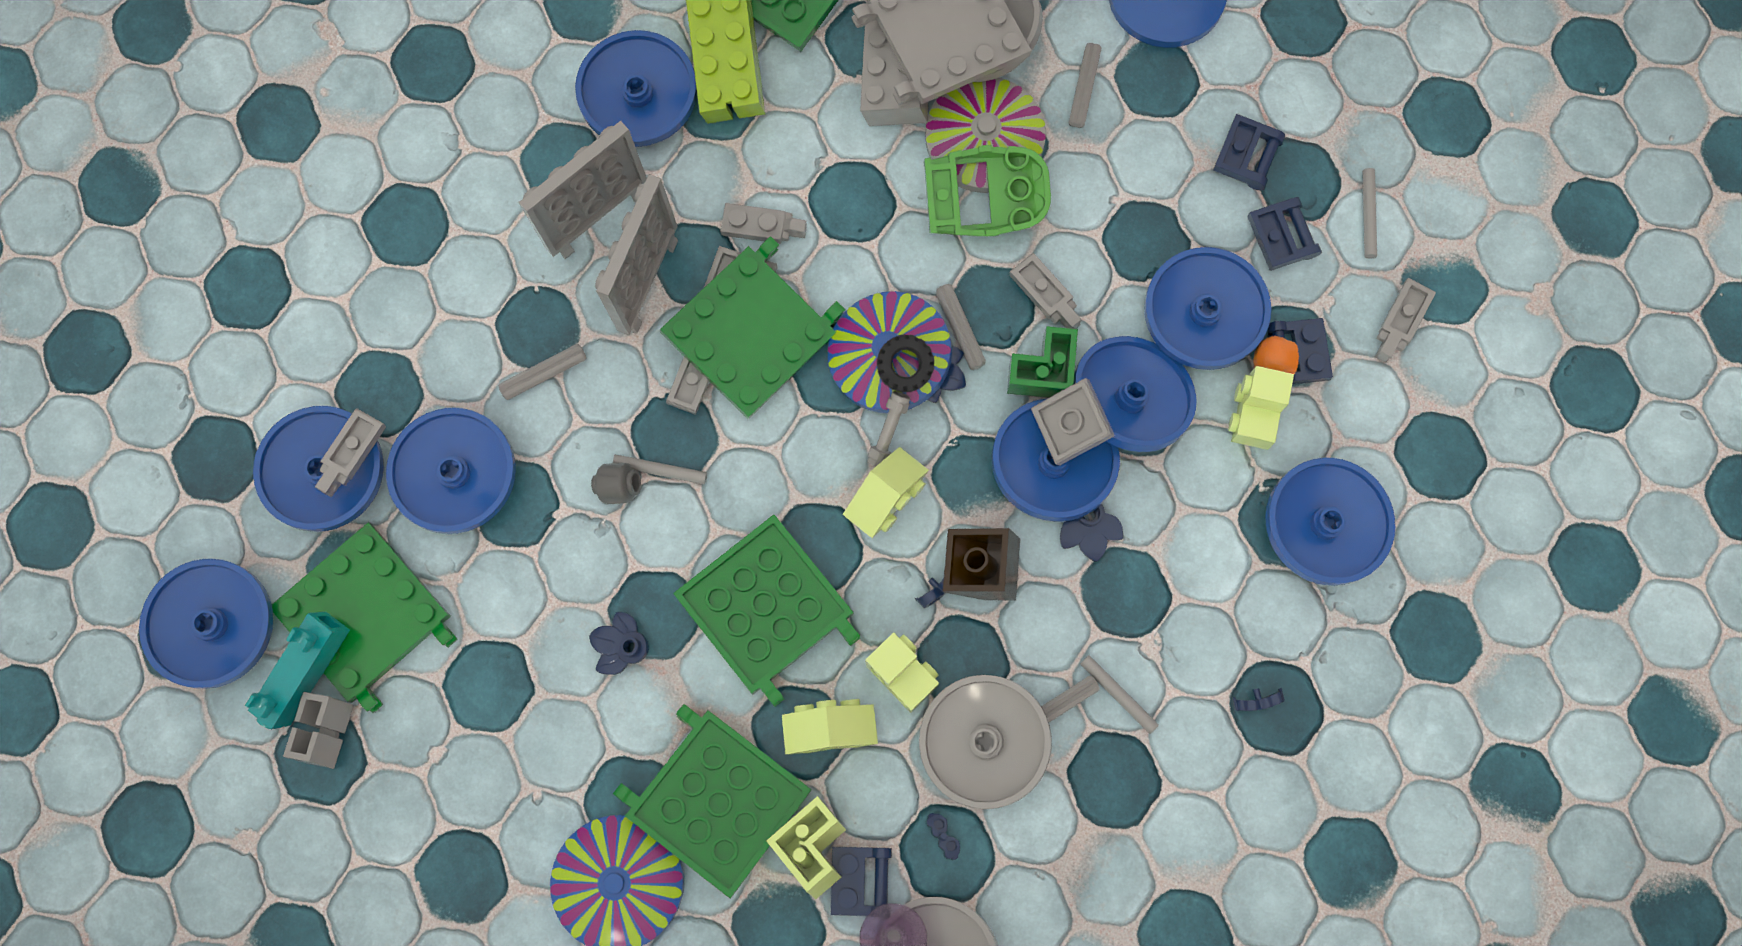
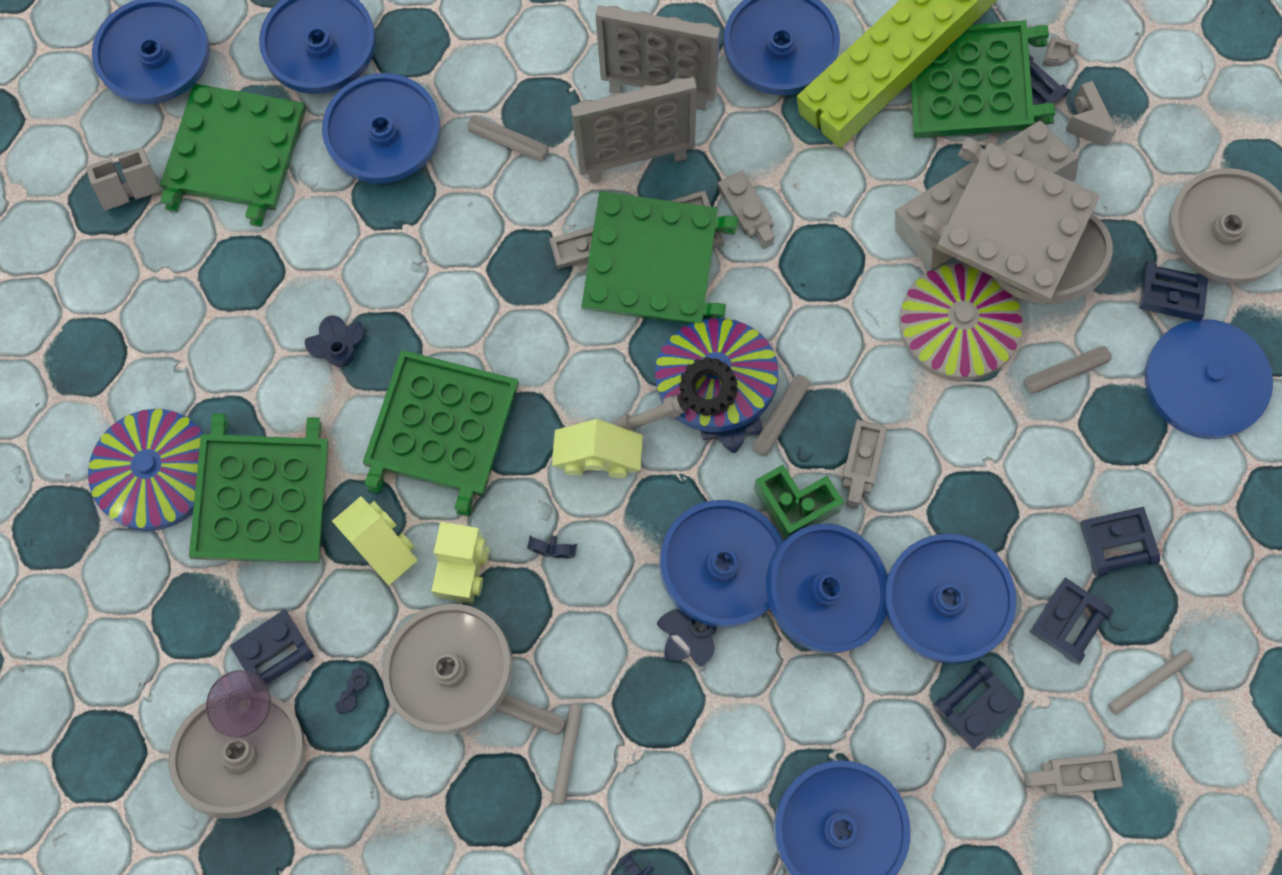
camera: 55 degrees right, 5 degrees down
(297, 669) = (158, 131): teal brick -> none
(348, 451) = (341, 47): light grey hinge -> none
(616, 483) = (458, 249): dark grey head -> none
(663, 469) = (494, 274): light grey bar -> none
(802, 843) = (267, 582): yellowish green brick -> none
(982, 563) = (593, 566): dark brown slope -> none
(1016, 190) = (930, 374): bright green slope -> none
(1072, 421) = (760, 551): light grey tile -> none
(1260, 403) = (898, 702): yellowish green brick -> none
(1277, 354) = (949, 686): orange hair -> none

